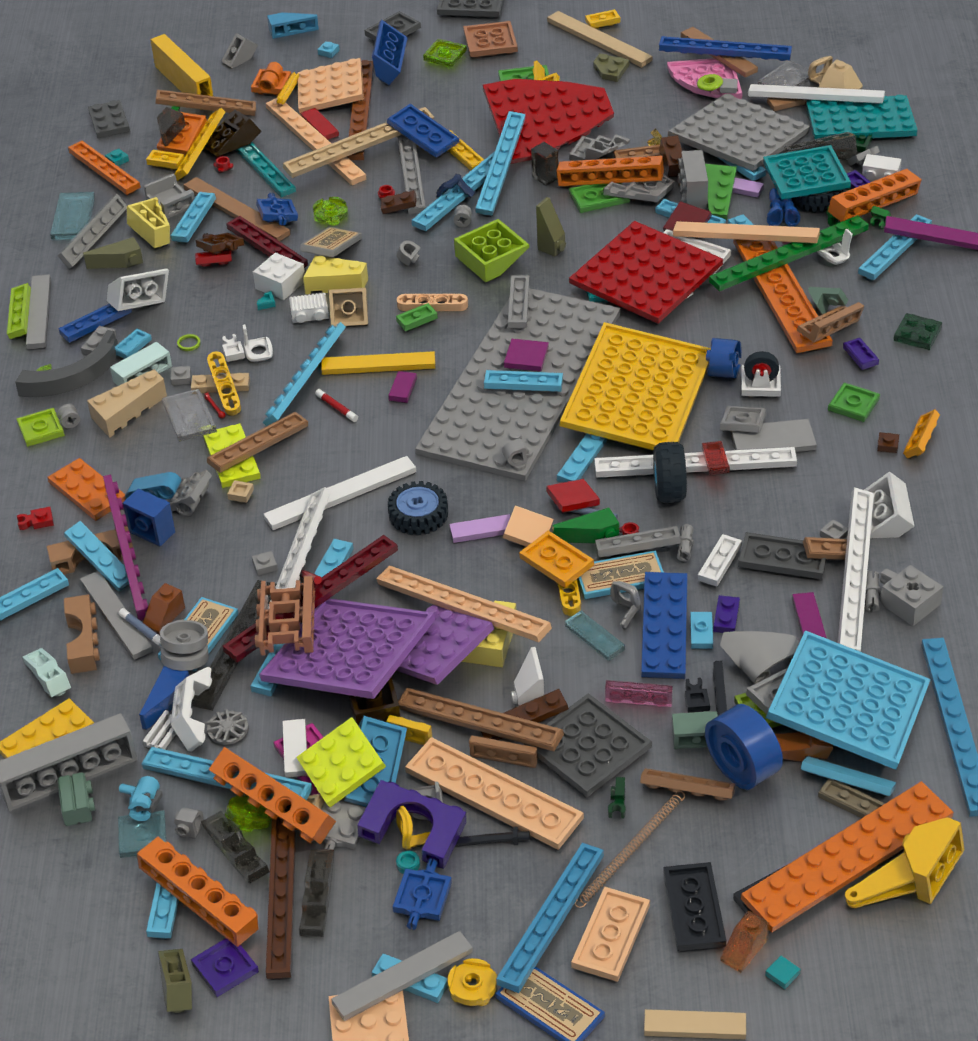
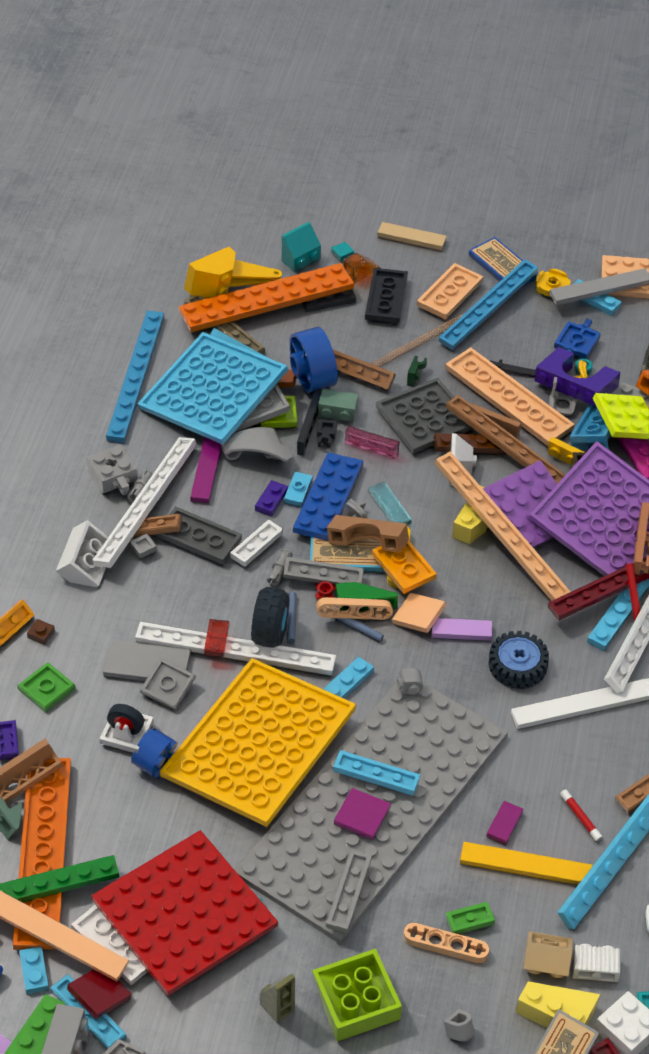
camera: 170 degrees left, 5 degrees up
(573, 495) = (366, 637): red tile -> none
(579, 564) = (347, 529): none -> medium nougat arch
(614, 501) = (353, 612): none -> light nougat beam
(654, 505) = (291, 618): none -> sand blue bar
(838, 941) = (300, 247): none -> teal slope

